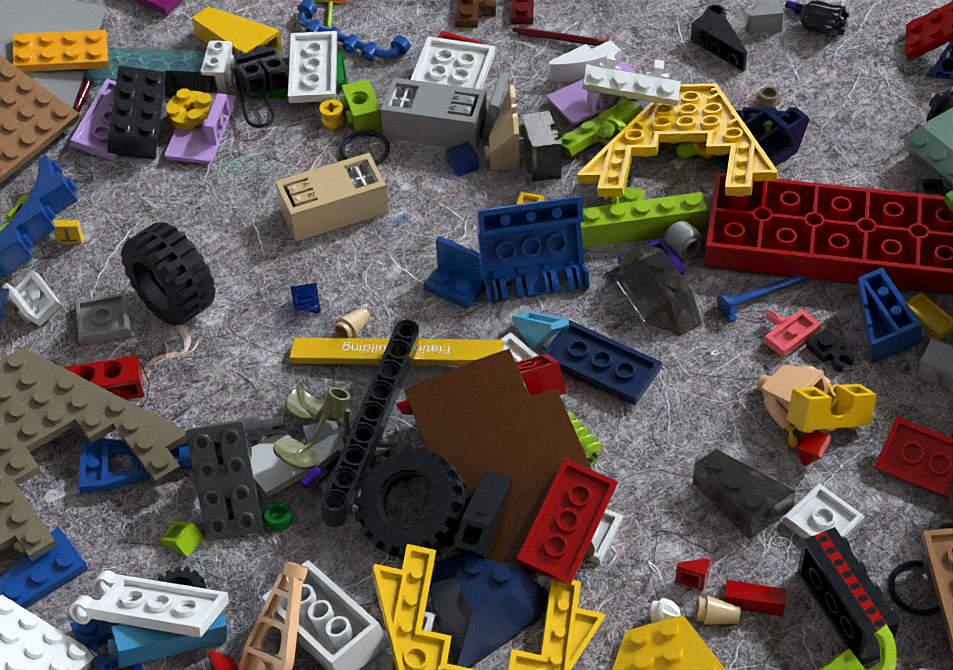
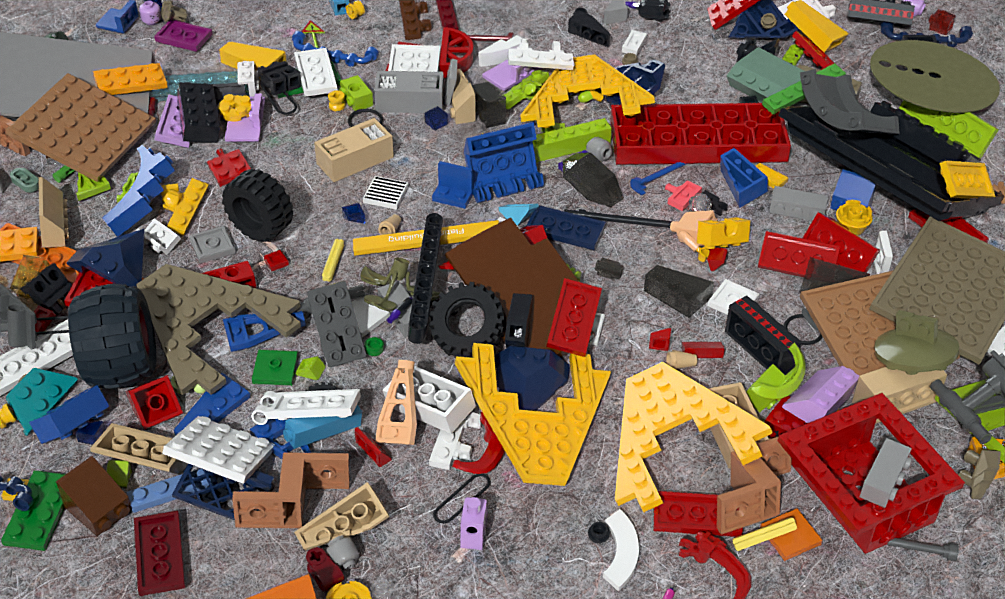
camera: 15 degrees left, 5 degrees down
(81, 253) = (184, 205): none -> yellow plate
(132, 528) = (275, 367): none -> green plate
(158, 200) = (227, 166): none -> red plate
(181, 356) = (276, 260): none -> red tile
(258, 367) = (332, 260): none -> light yellow axle
(361, 269) = (385, 192): none -> tile
(515, 34) = (449, 39): none -> red window
(647, 441) = (609, 269): none -> clear smoke brick
(664, 610) = (648, 362): white plate -> none
(709, 364) = (622, 219): none -> black bar
(781, 69) = (634, 42): none -> white plate
(809, 352) = (699, 202): none -> clear head

